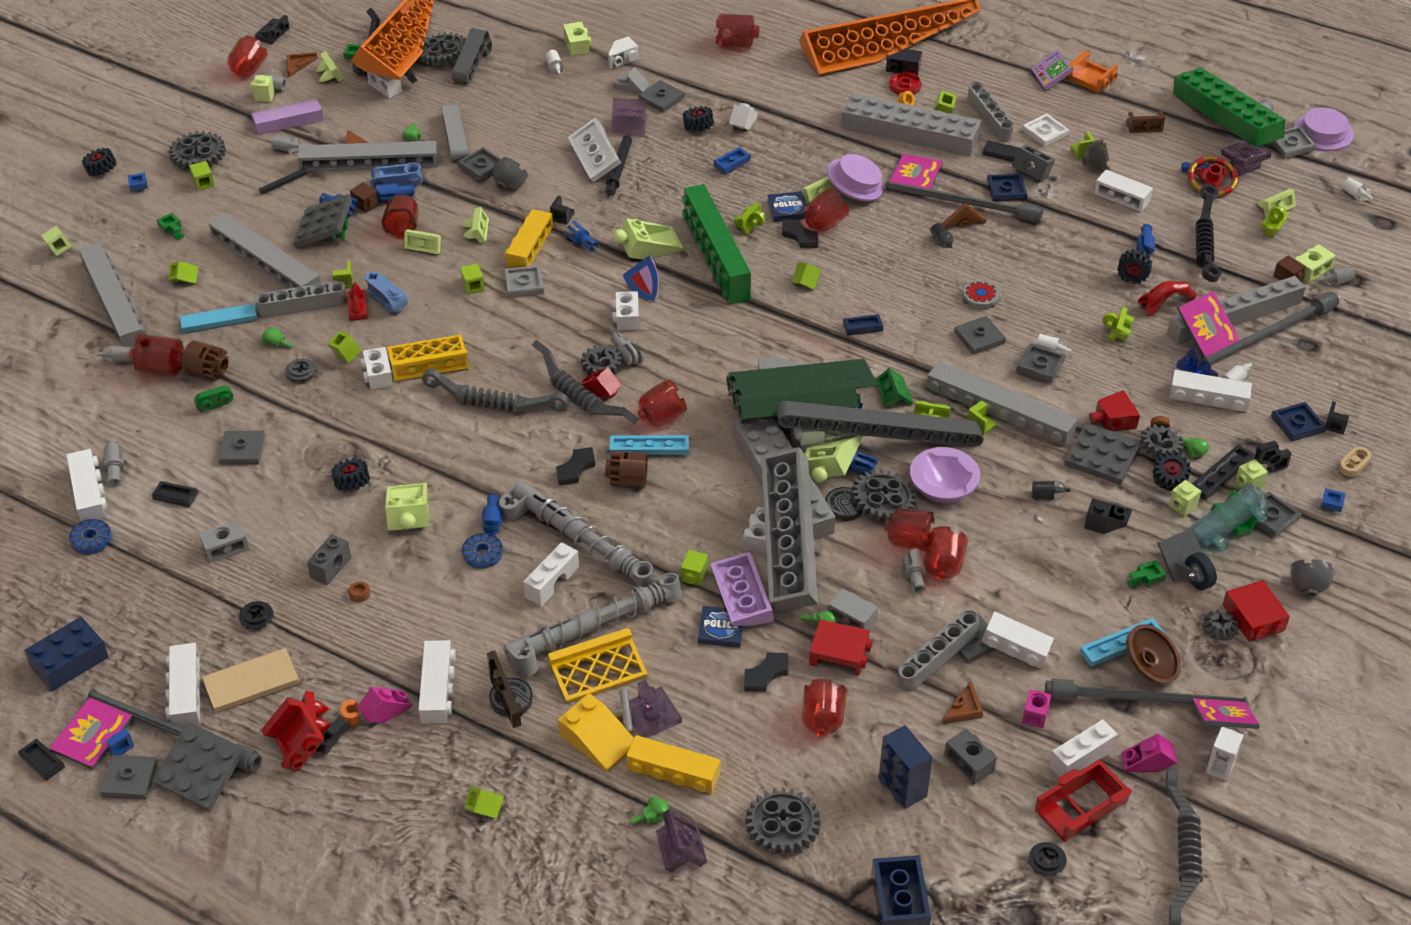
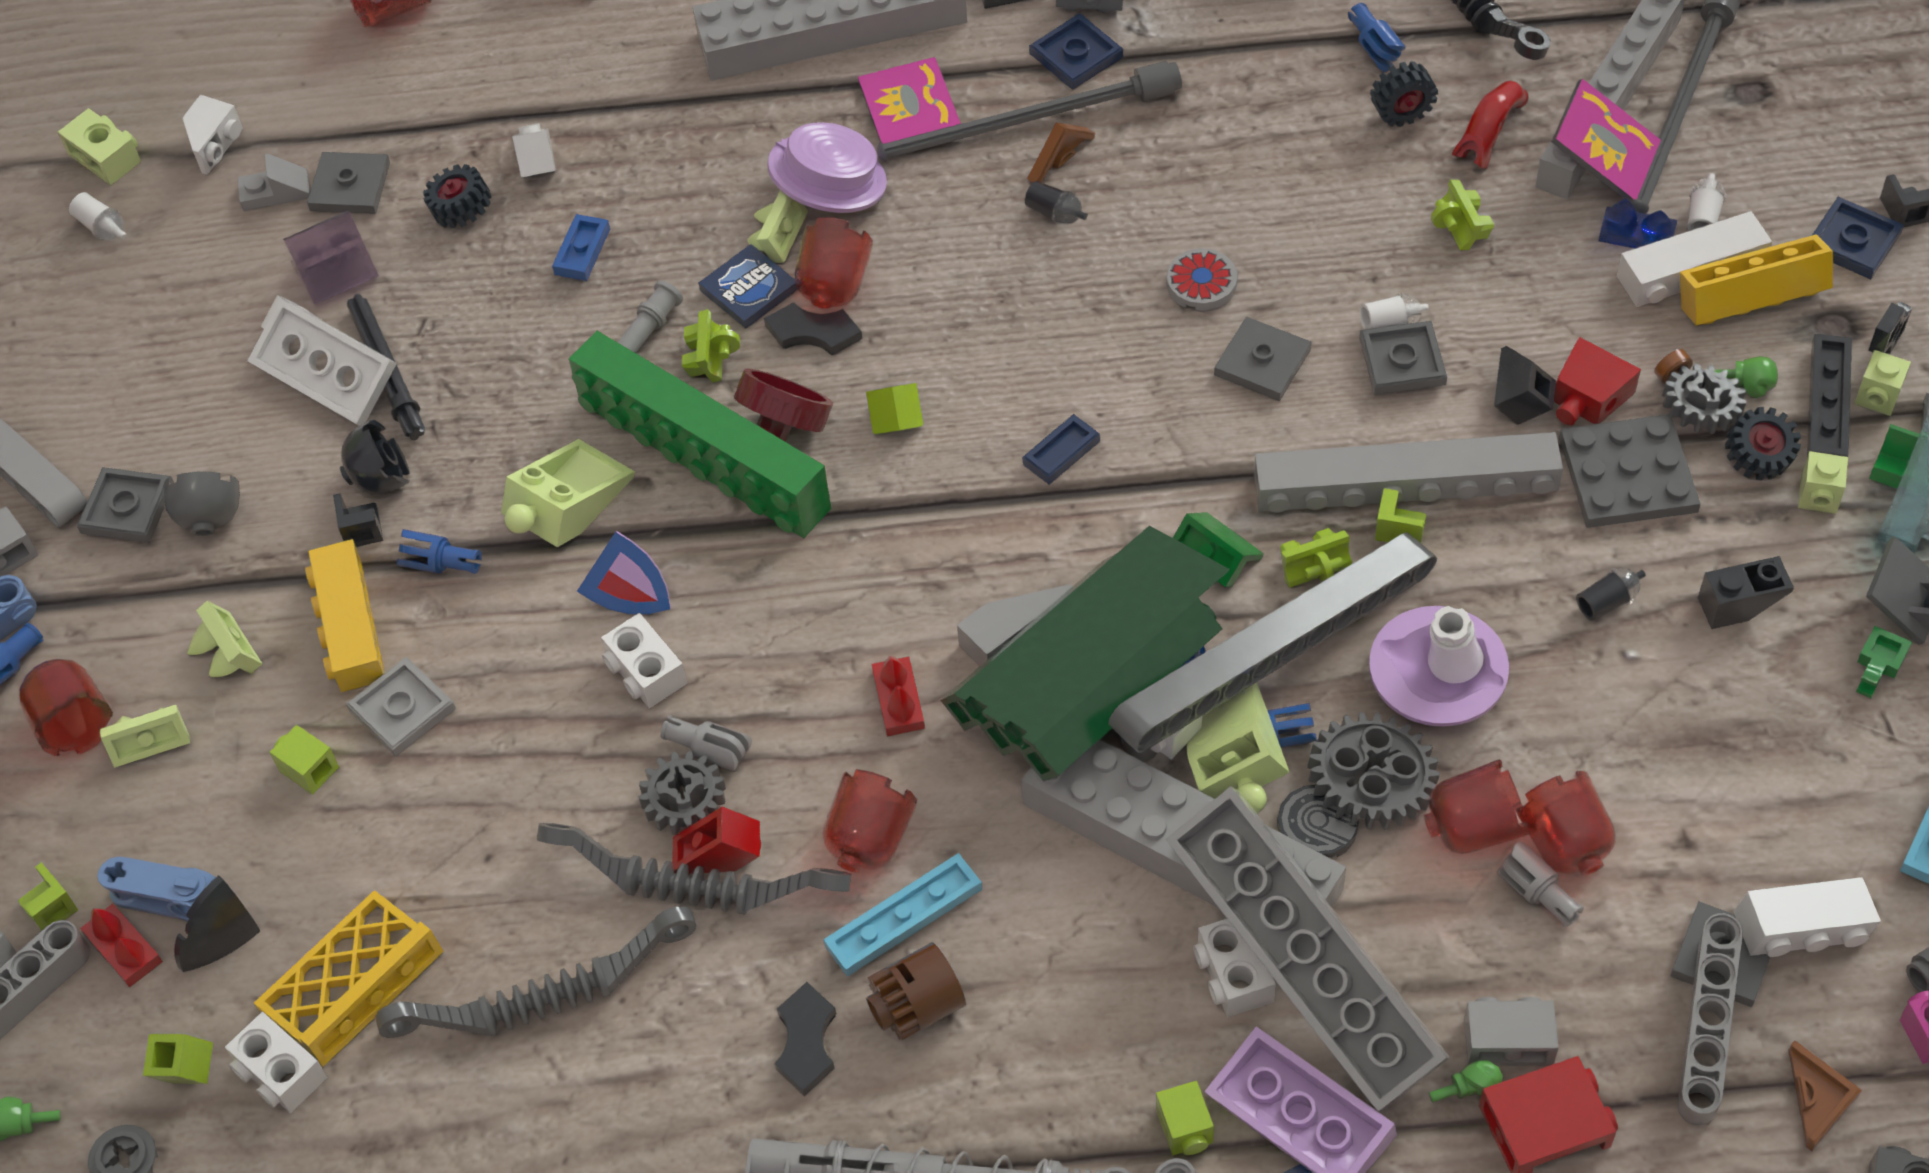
camera: 30 degrees left, 10 degrees up
(392, 313) = (214, 928): none -> black brick
(584, 192) = (372, 461): none -> black cylinder
(716, 374) = (898, 696): none -> red tile
(737, 197) = (651, 315): none -> light grey pin
(758, 248) = (782, 403): none -> dark red piece
(952, 463) = (1454, 647): none -> white plant
(1081, 397) = (1522, 387): none -> black slope
(1229, 410) = (1756, 280): none -> yellow brick

